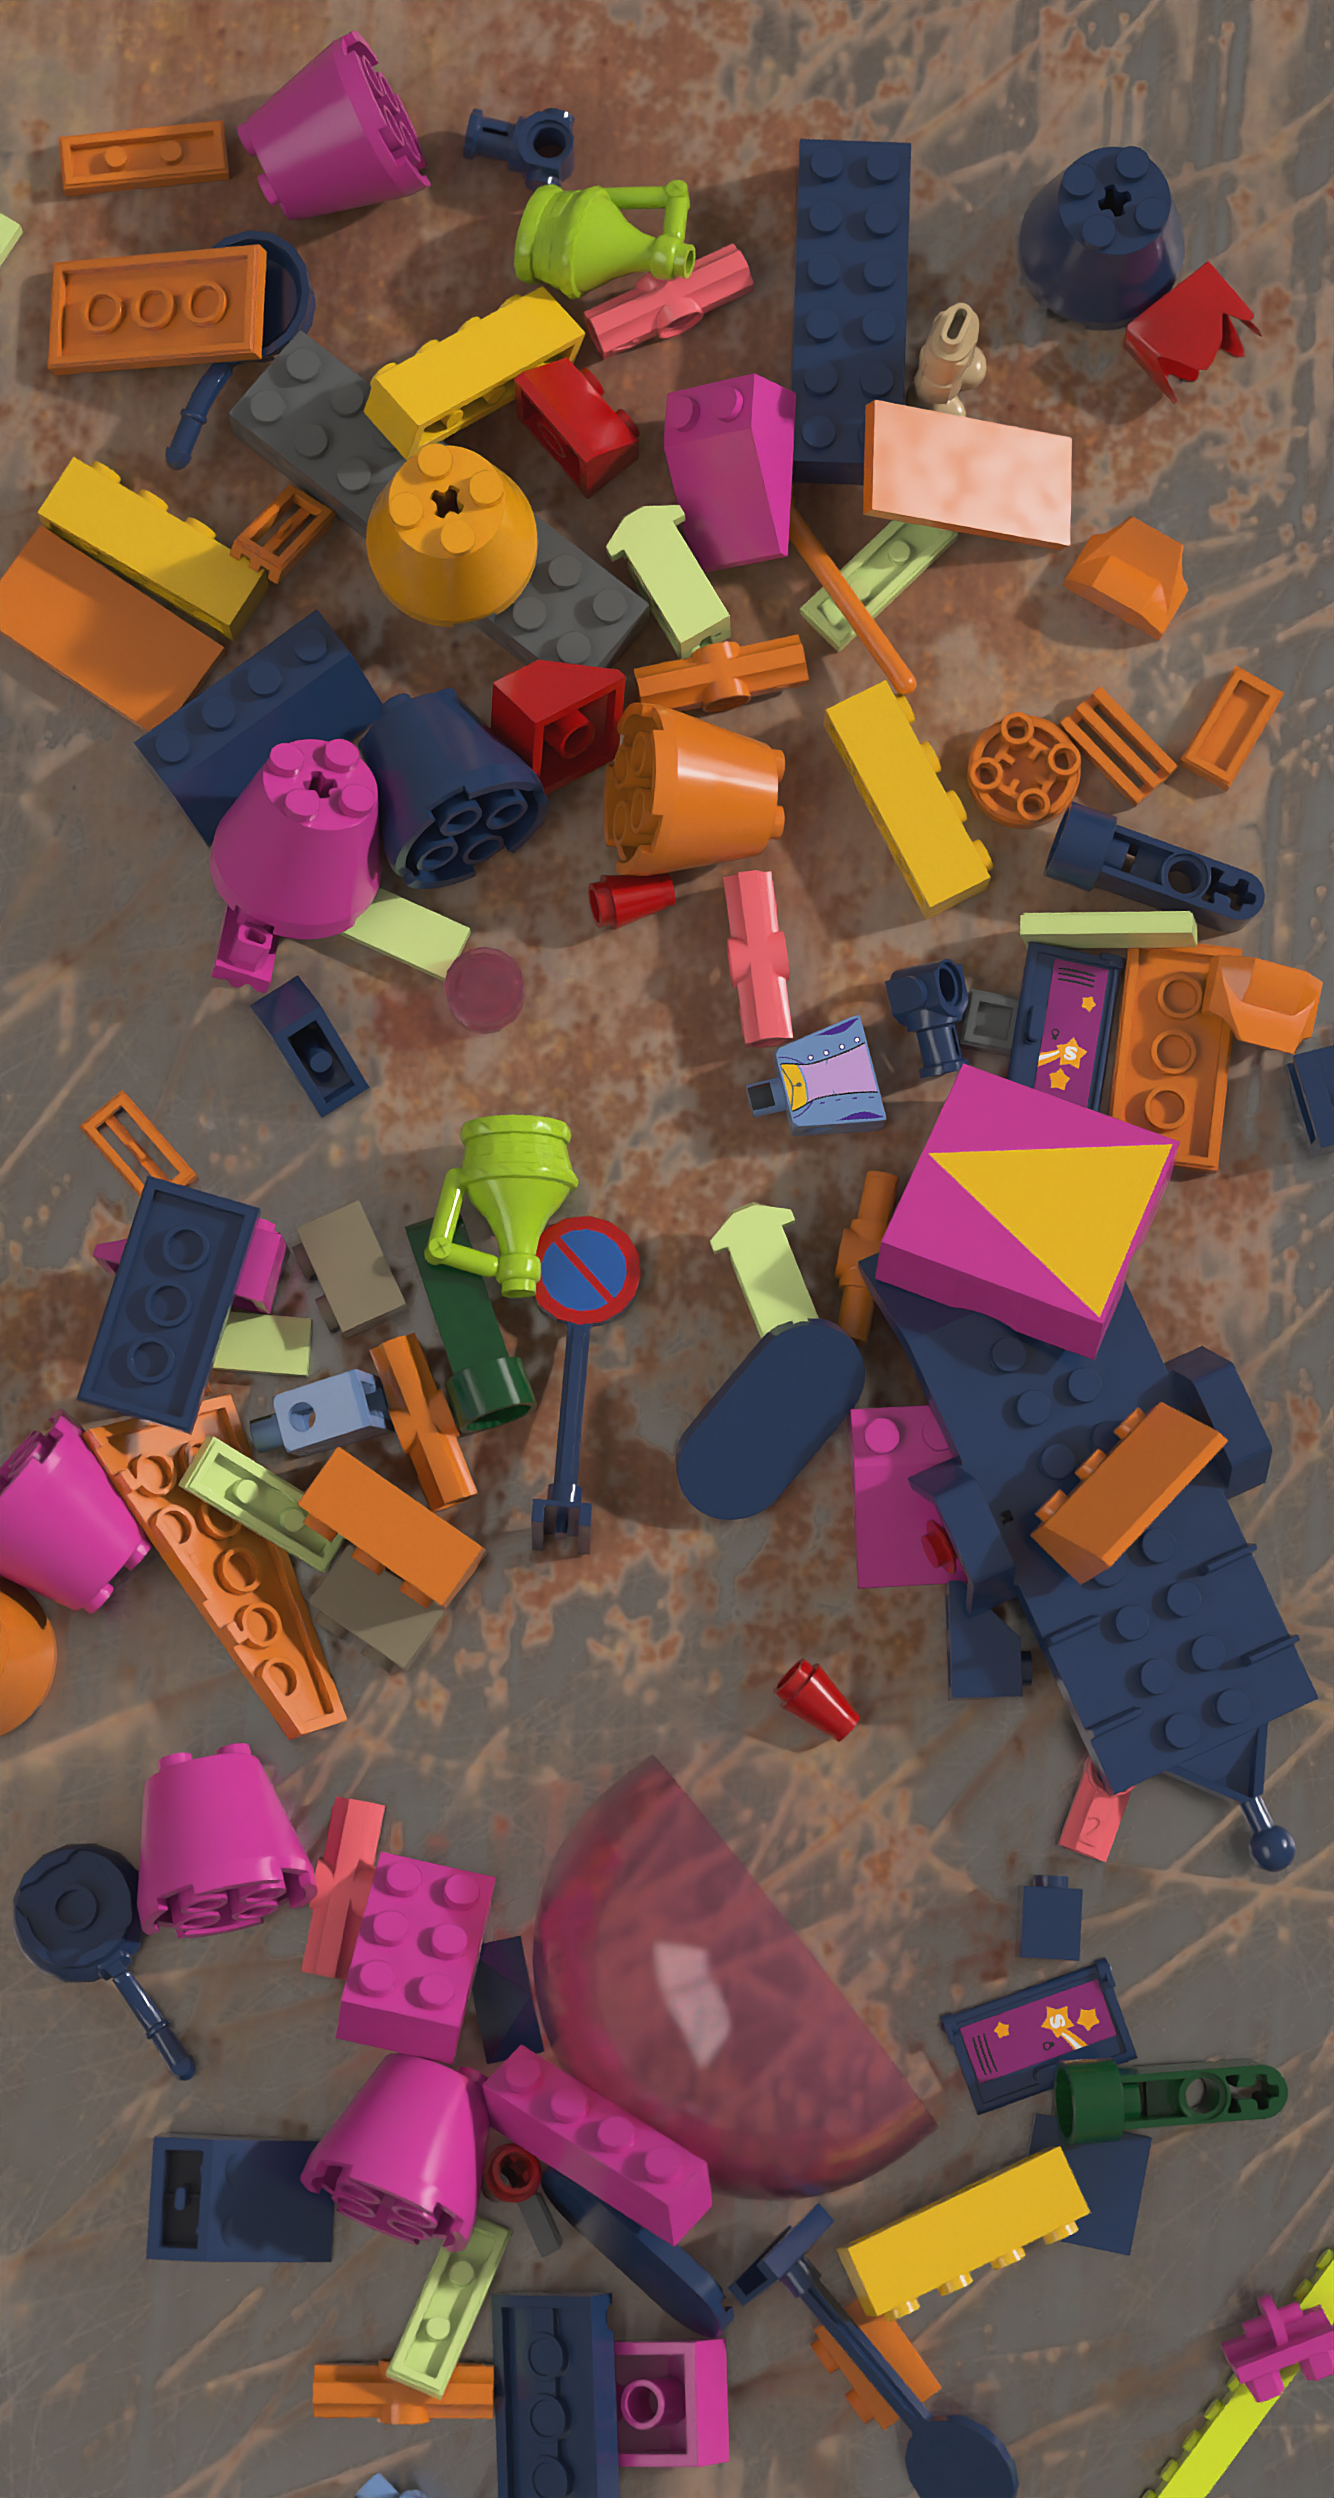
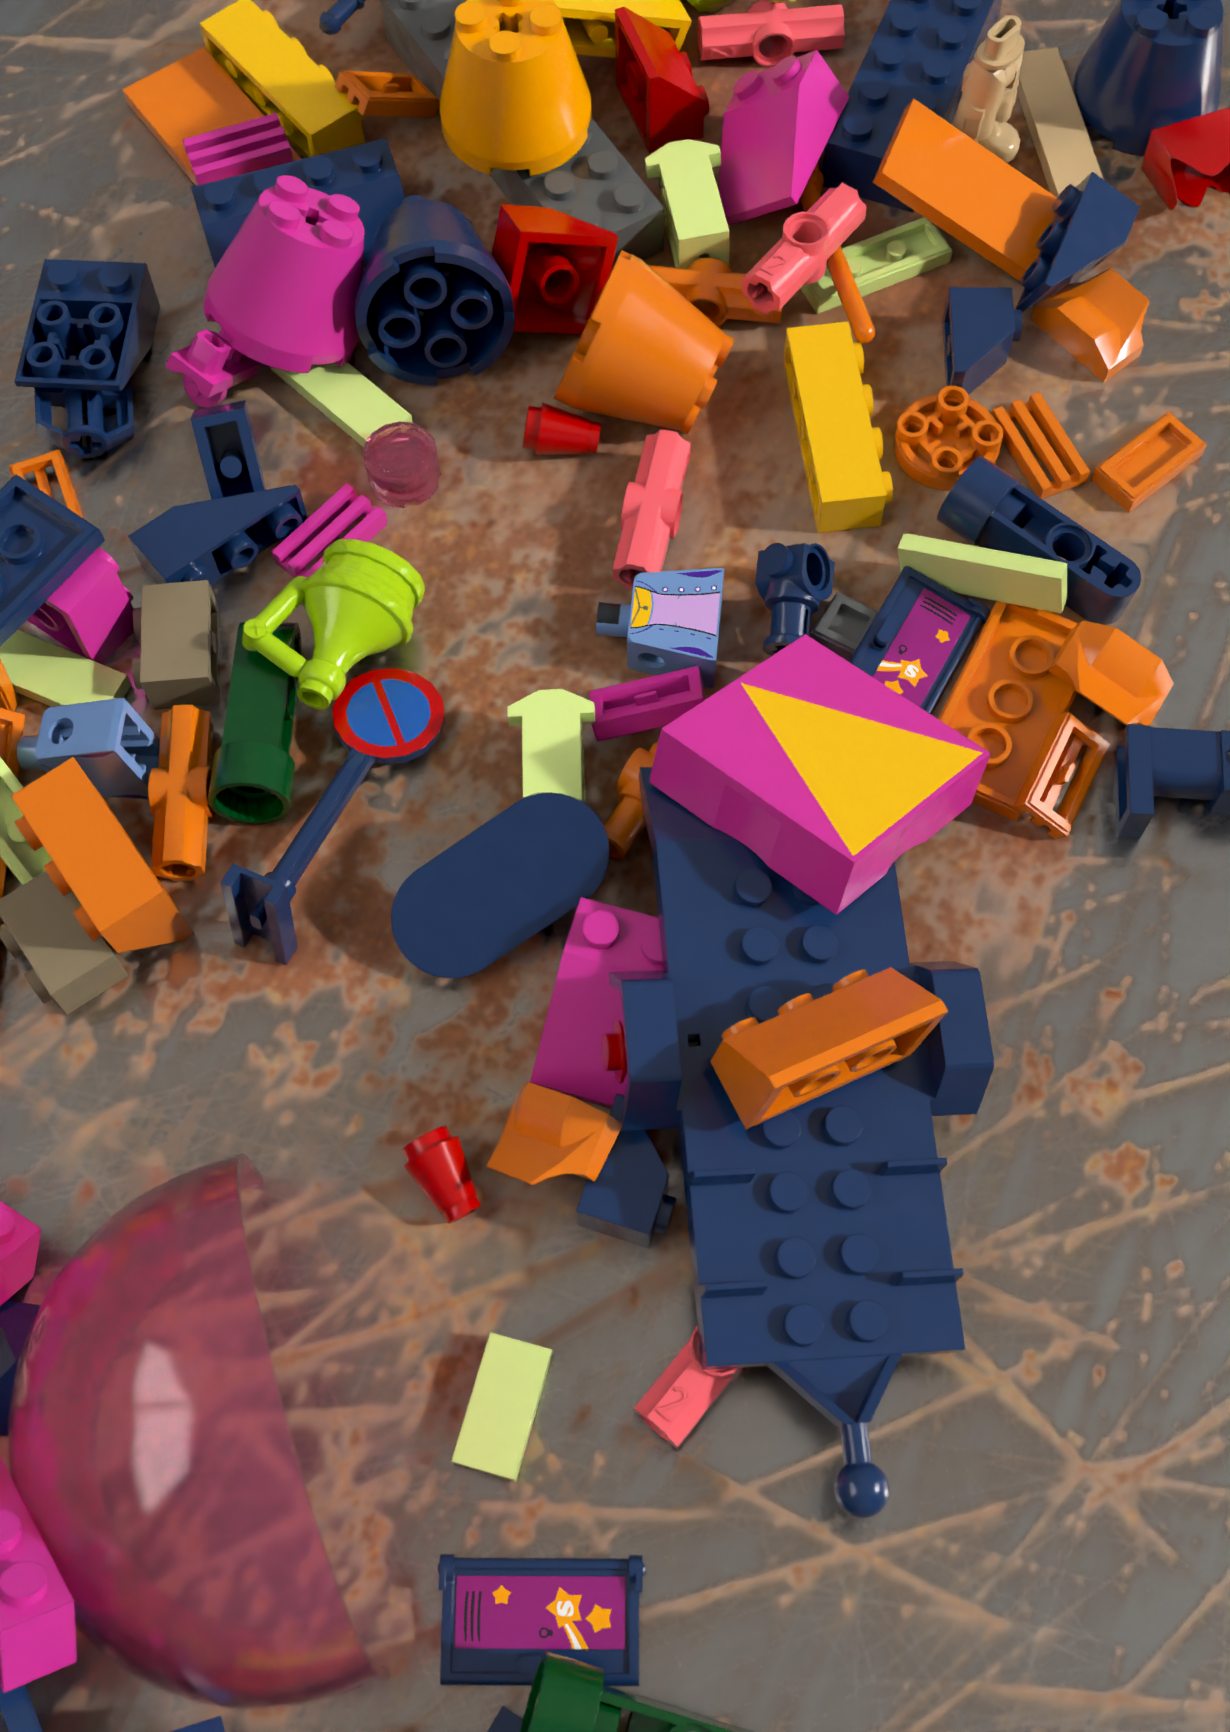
camera: 25 degrees right, 15 degrees down
(98, 951) = (88, 325): none -> dark blue slope
(131, 1044) = (89, 404): none -> dark blue piece
(136, 642) = (238, 149): none -> dark pink tile
(321, 1150) = (216, 535): none -> dark blue slope
(459, 1050) = (325, 528): none -> dark pink tile
(824, 584) = (804, 248): none -> coral piece
(836, 1186) = (645, 702): none -> dark pink tile
(904, 1641) = (553, 1137): none -> orange slope
(944, 1879) = (502, 1407): none -> yellowish green tile
(1017, 639) = (978, 333): none -> dark blue slope
(1019, 327) = (1055, 120): none -> tan tile
(1049, 1919) = (594, 1488): dark blue brick -> none
(1091, 484) = (1086, 230): none -> dark blue slope
(1237, 1114) = (1054, 768): none -> orange tile

